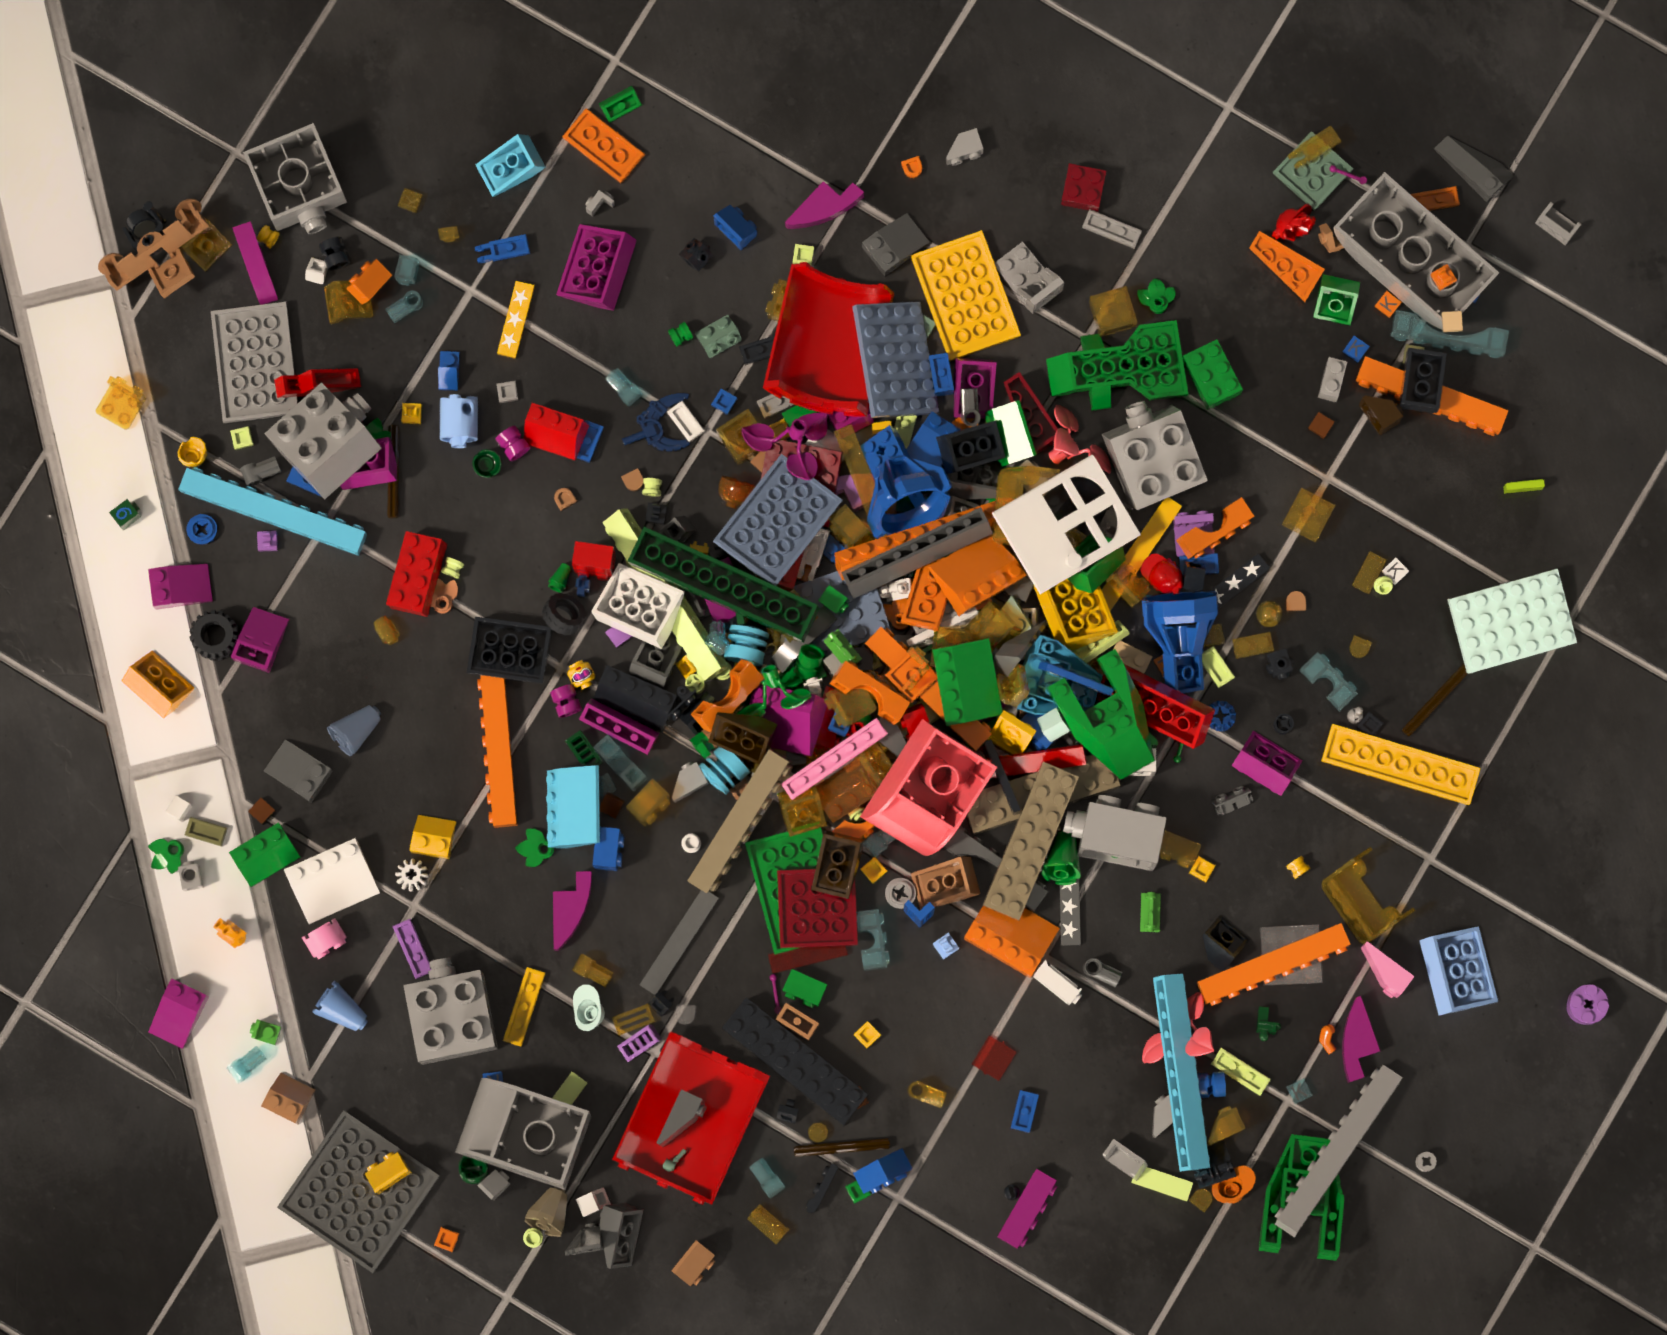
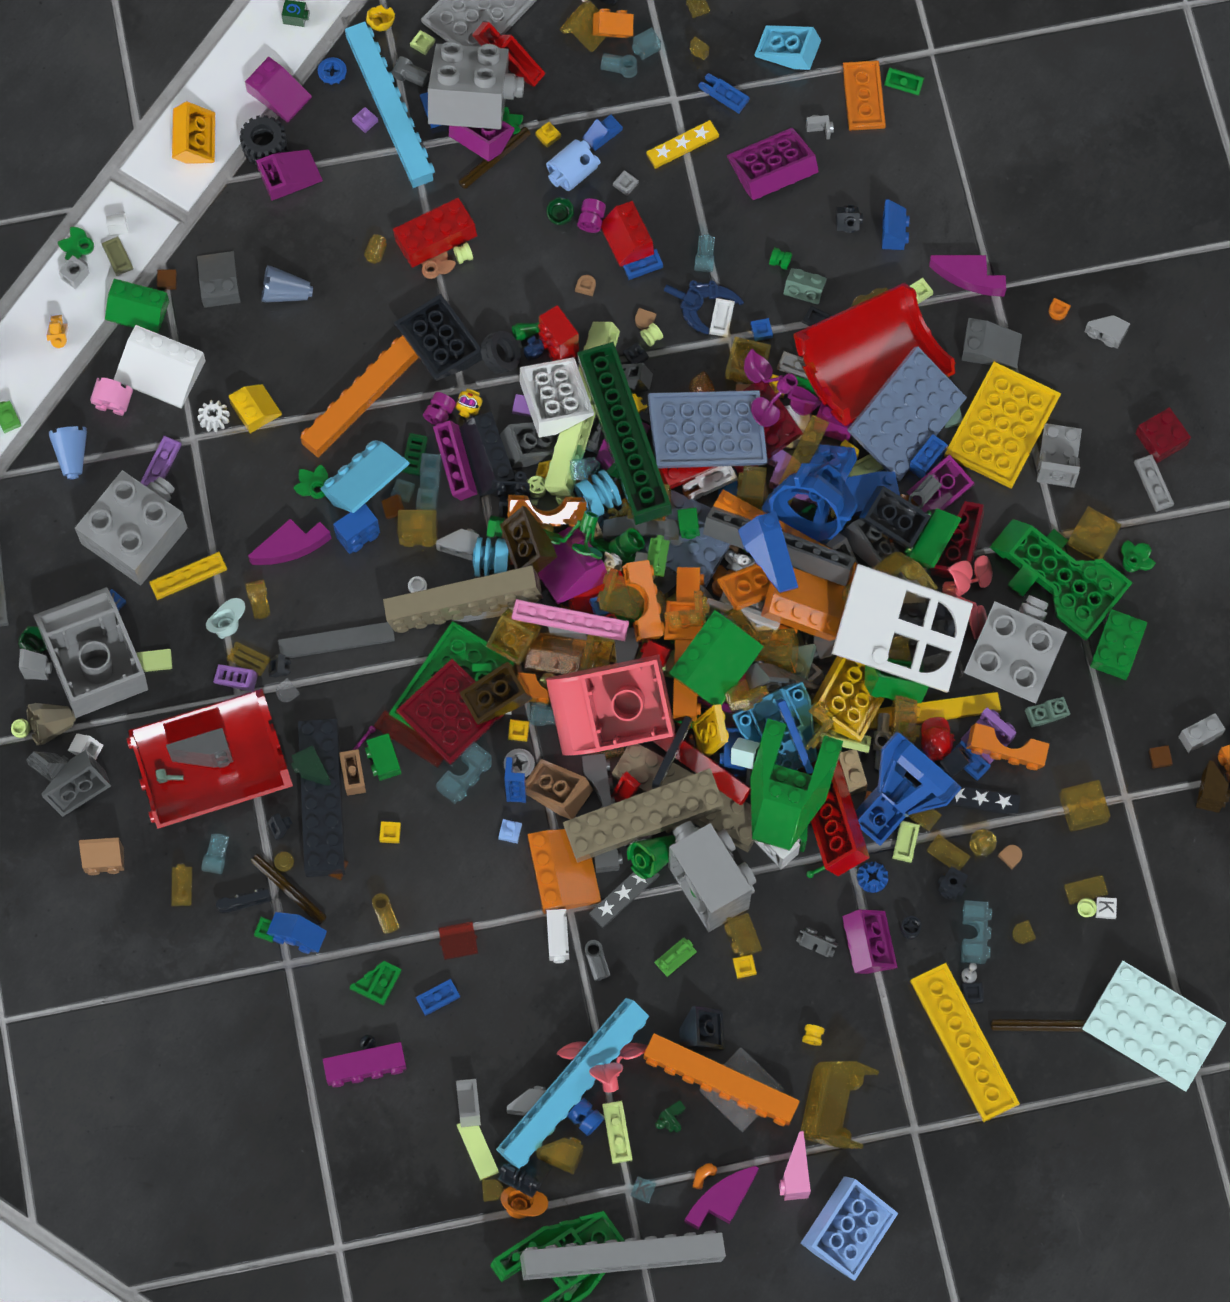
camera: 45 degrees right, 10 degrees down
(769, 1050) = (310, 766): none -> clear green slope
(805, 857) = (481, 669): none -> green tile
(915, 564) = (767, 546): none -> blue wedge
(974, 1145) = (378, 982): none -> green wing
(995, 834) = (626, 787): none -> red tile
(1083, 645) = (821, 712): none -> clear yellow bracket
(1120, 607) = (882, 731): none -> light grey axle
(1214, 473) = (1047, 712): none -> sand green slope

